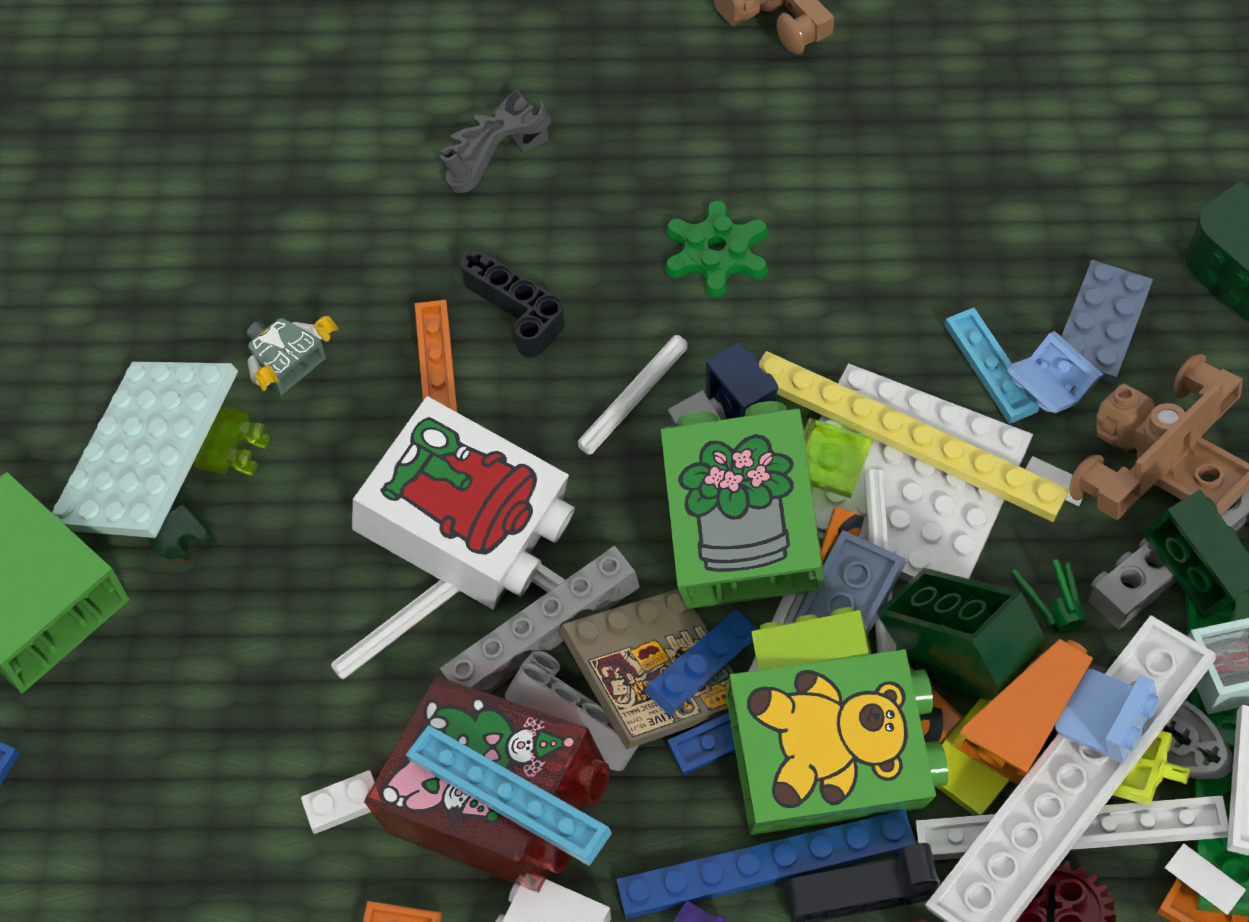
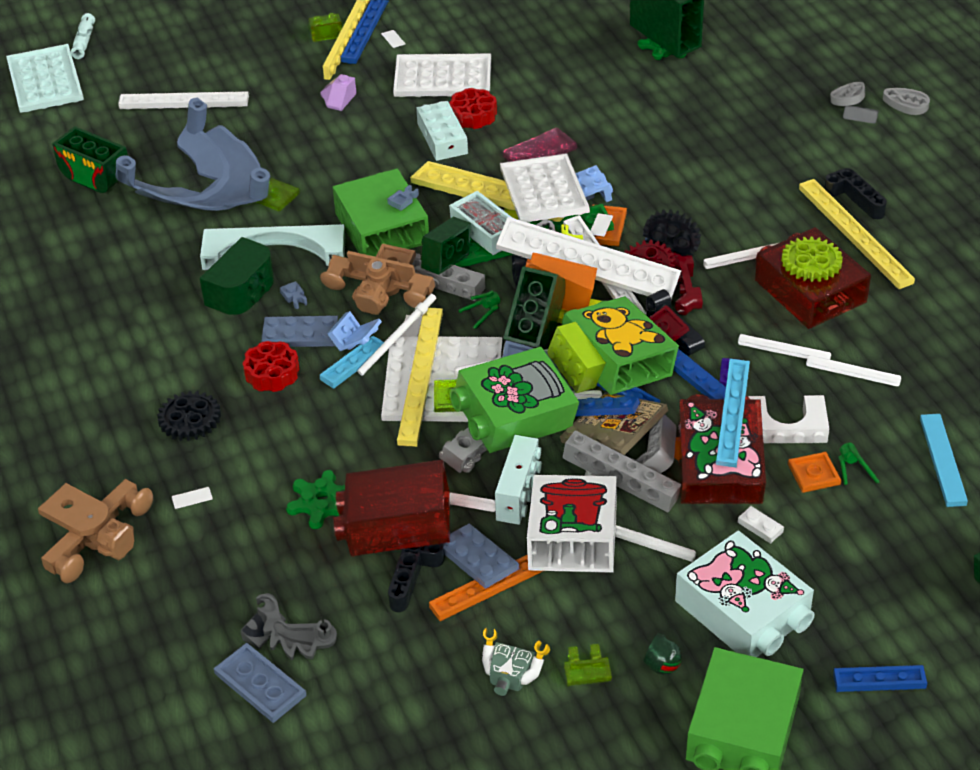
camera: 115 degrees left, 15 degrees down
(144, 448) = (619, 698): light aqua plate -> none
(195, 683) = (745, 596): none -> light aqua brick
(432, 96) = (260, 682): none -> sand blue plate
(496, 382) = (479, 556): none -> sand blue plate
(604, 476) = (517, 480): none -> light aqua brick
(607, 291) = (394, 508): none -> clear red brick
(738, 381) = (430, 437): dark blue slope -> none
(799, 110) = (192, 497): none -> white sticker
(849, 851) = (669, 323): none -> dark red plate
(972, 147) = (189, 415): none -> black gear
(1020, 236) = (271, 366): none -> red connector
(1051, 470) = (420, 309): none -> white bar
(1108, 713) = (557, 239): light blue bracket -> none
(1205, 336) = (294, 293): none -> sand blue plate

